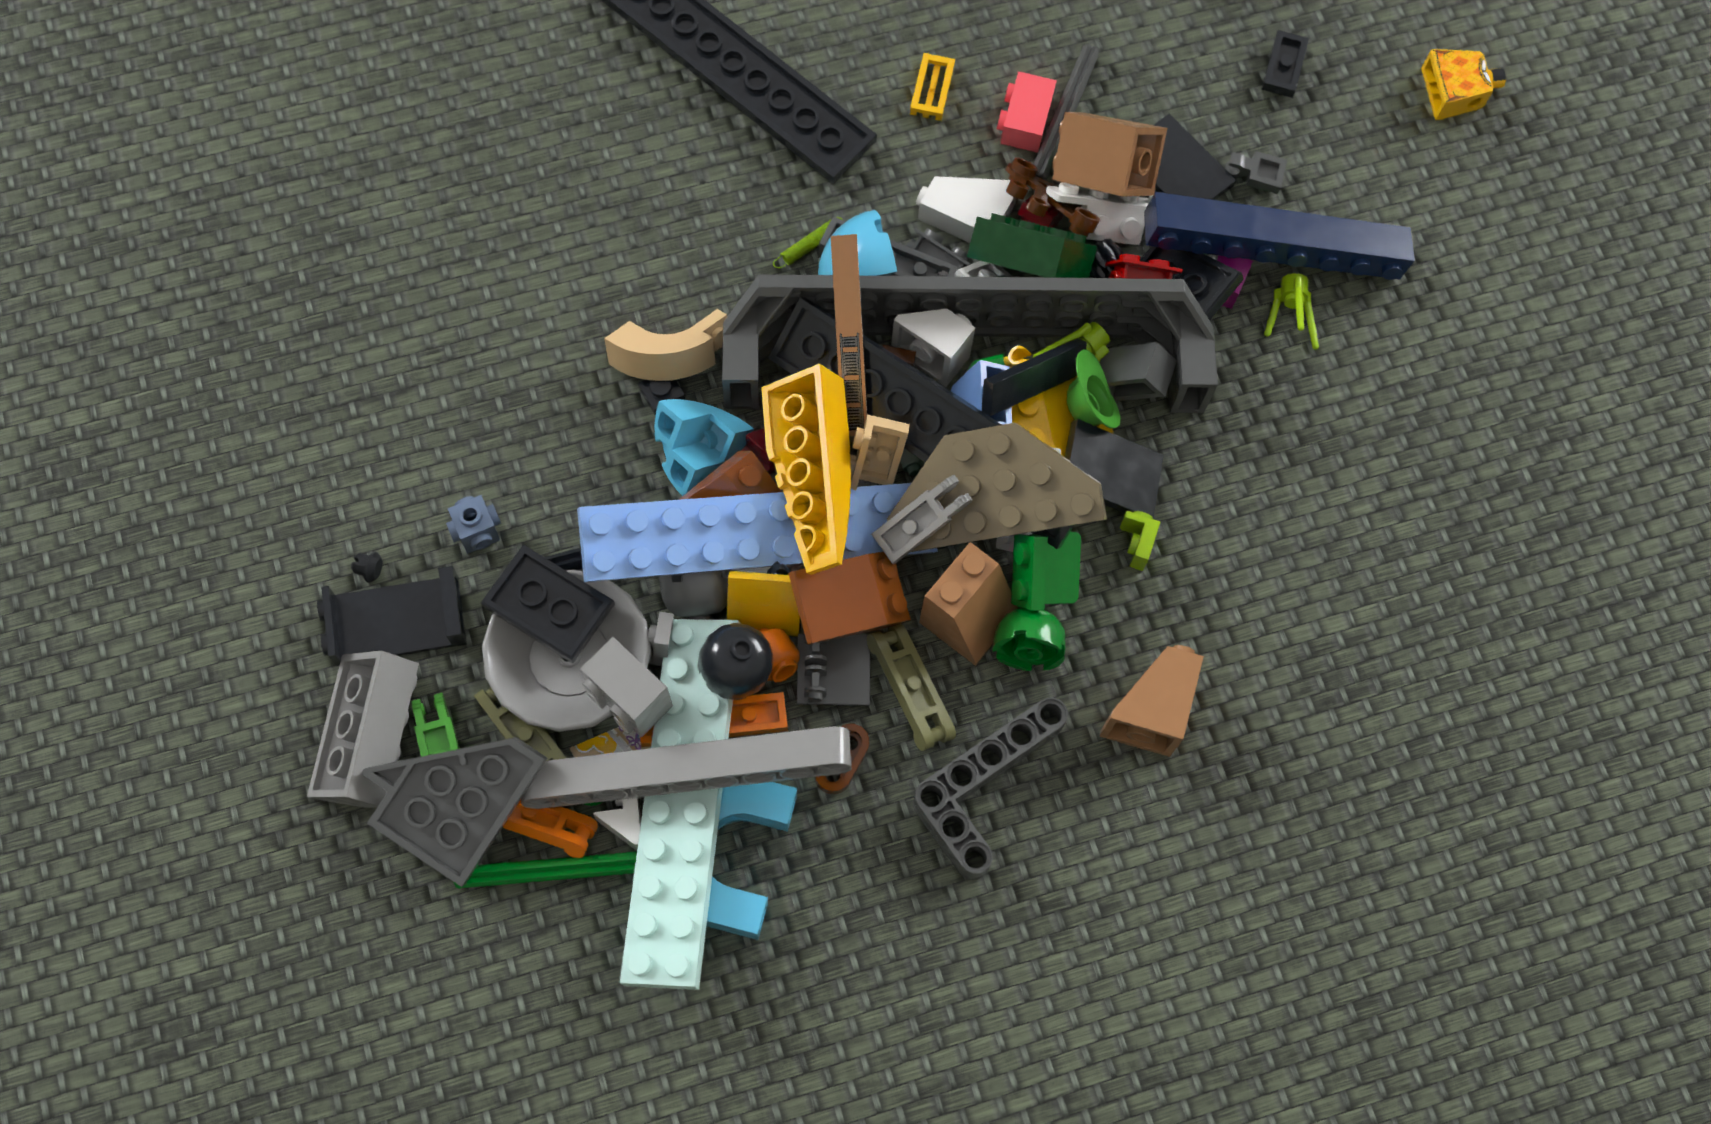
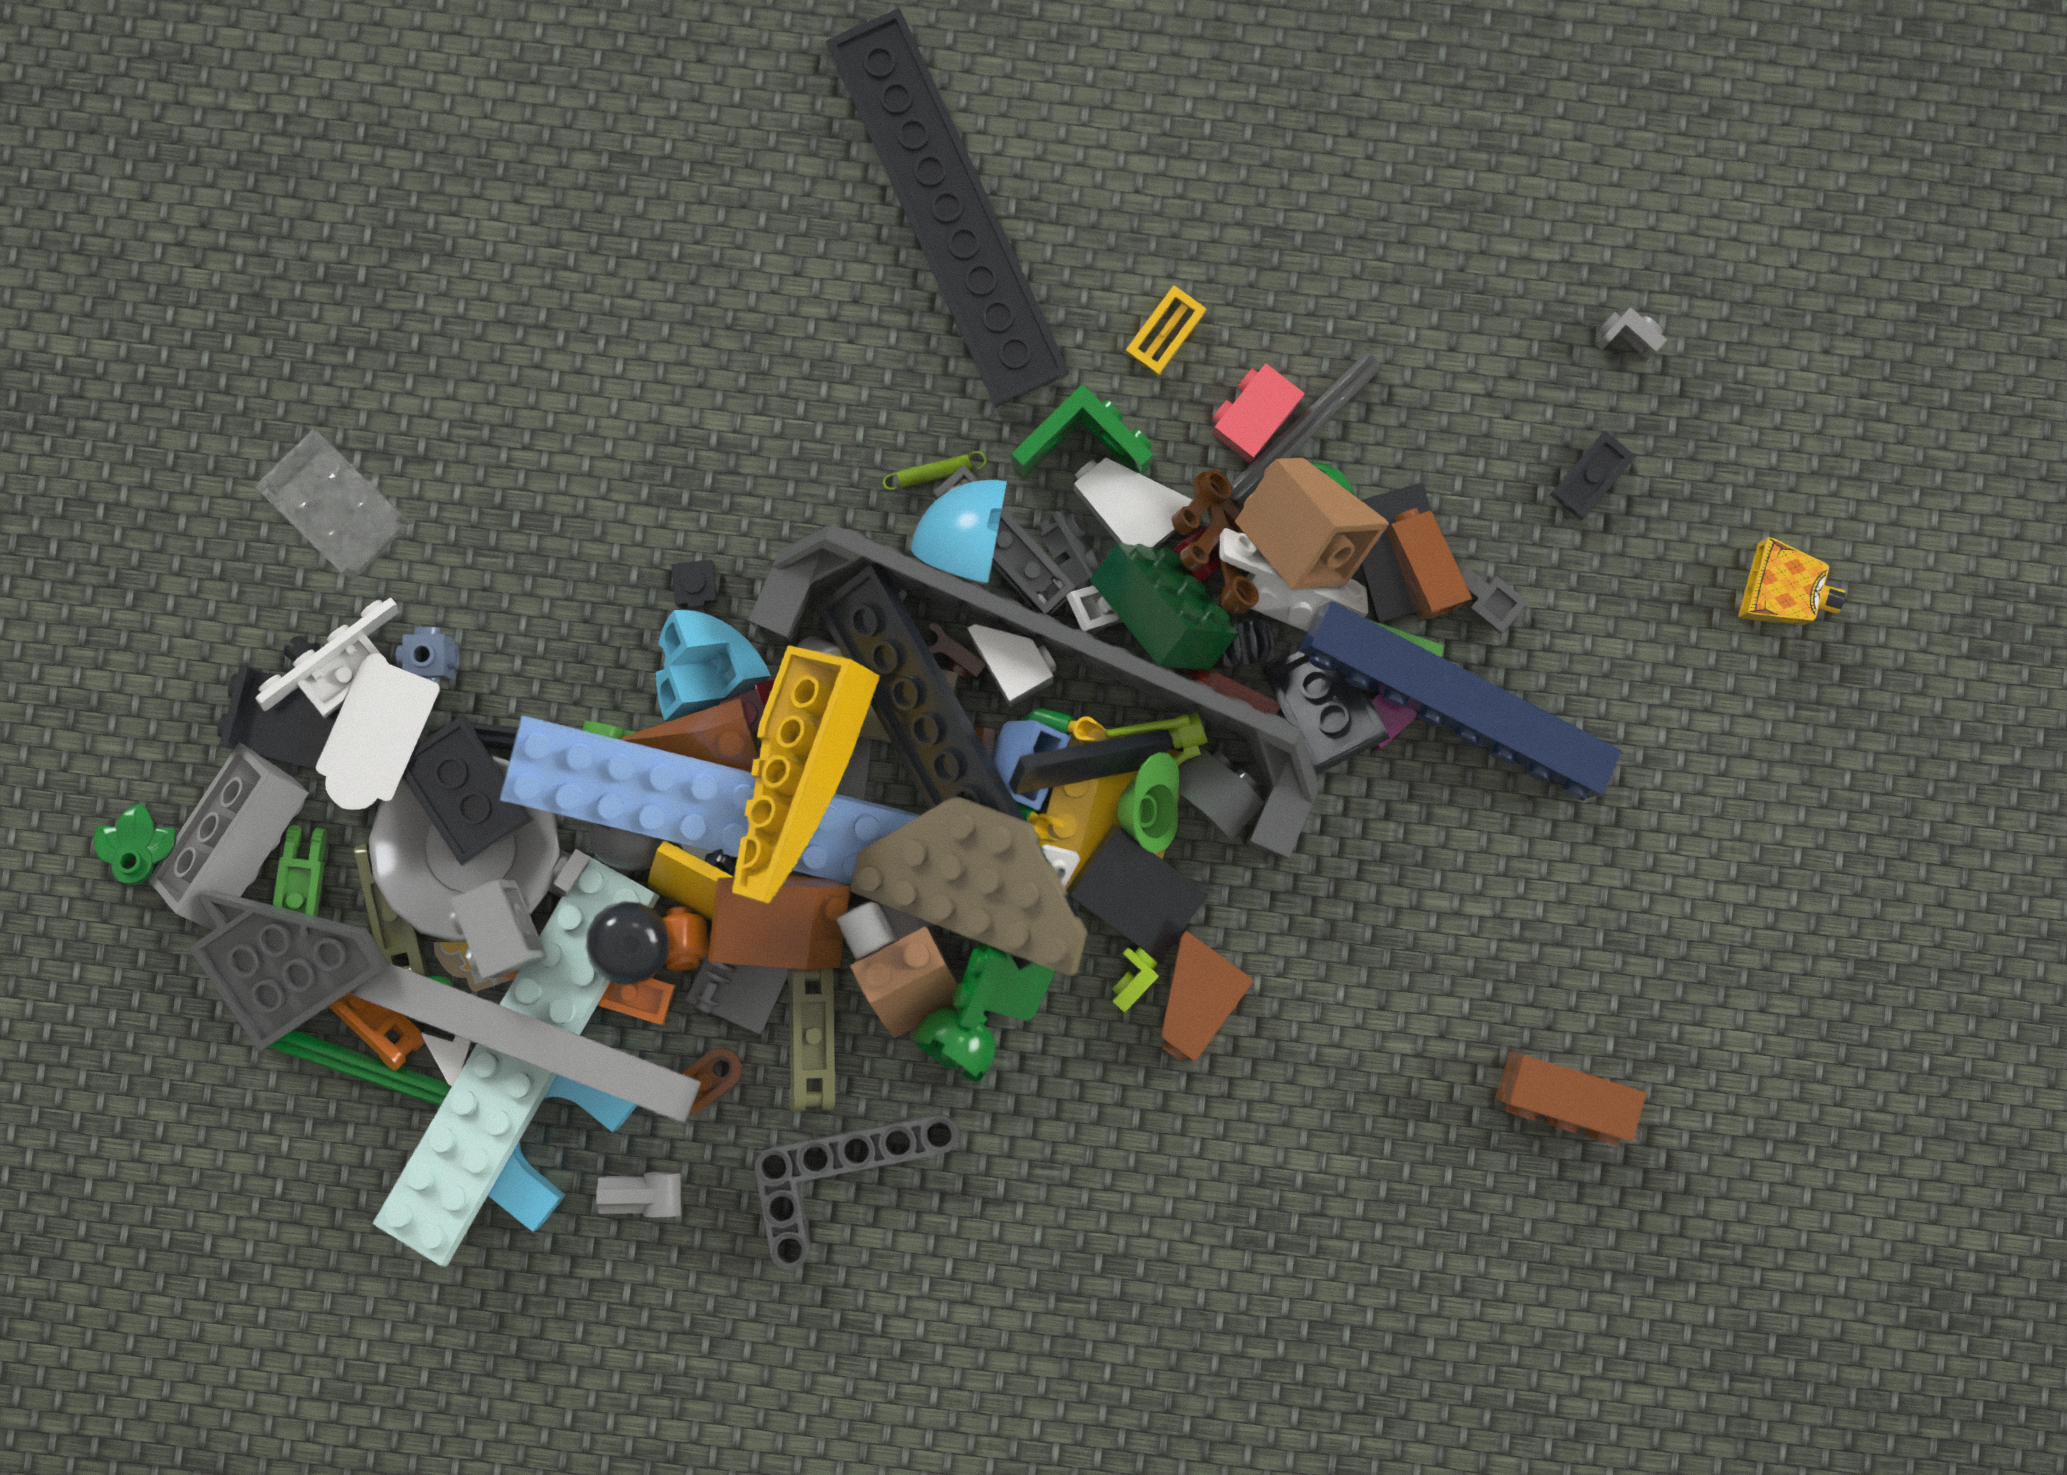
camera: 30 degrees right, 15 degrees up
(281, 768) = (134, 838): none -> green plate
(349, 438) = (333, 504): none -> clear brick
(402, 560) = (329, 672): none -> white bracket
(456, 590) = (375, 733): none -> white sticker
(666, 355) = (712, 552): tan arch -> none
(839, 867) = (651, 1194): none -> light grey piece
(849, 327) = (904, 630): medium nougat sticker -> none
(879, 450) = (879, 773): tan bracket -> none
(917, 155) = (1100, 419): none -> green bracket
(919, 520) = (882, 879): light grey hinge -> none
(924, 563) = (877, 927): none -> light grey beam
(1131, 267) = (1263, 677): red hinge -> none
(1159, 704) = (1055, 1173): medium nougat slope -> none
(1196, 529) = (1199, 997): none -> dark orange slope
(1207, 158) = (1427, 565): none -> dark orange slope
(1295, 296) = (1453, 767): lime plant -> none
(1511, 480) = (1570, 1099): none -> dark orange brick

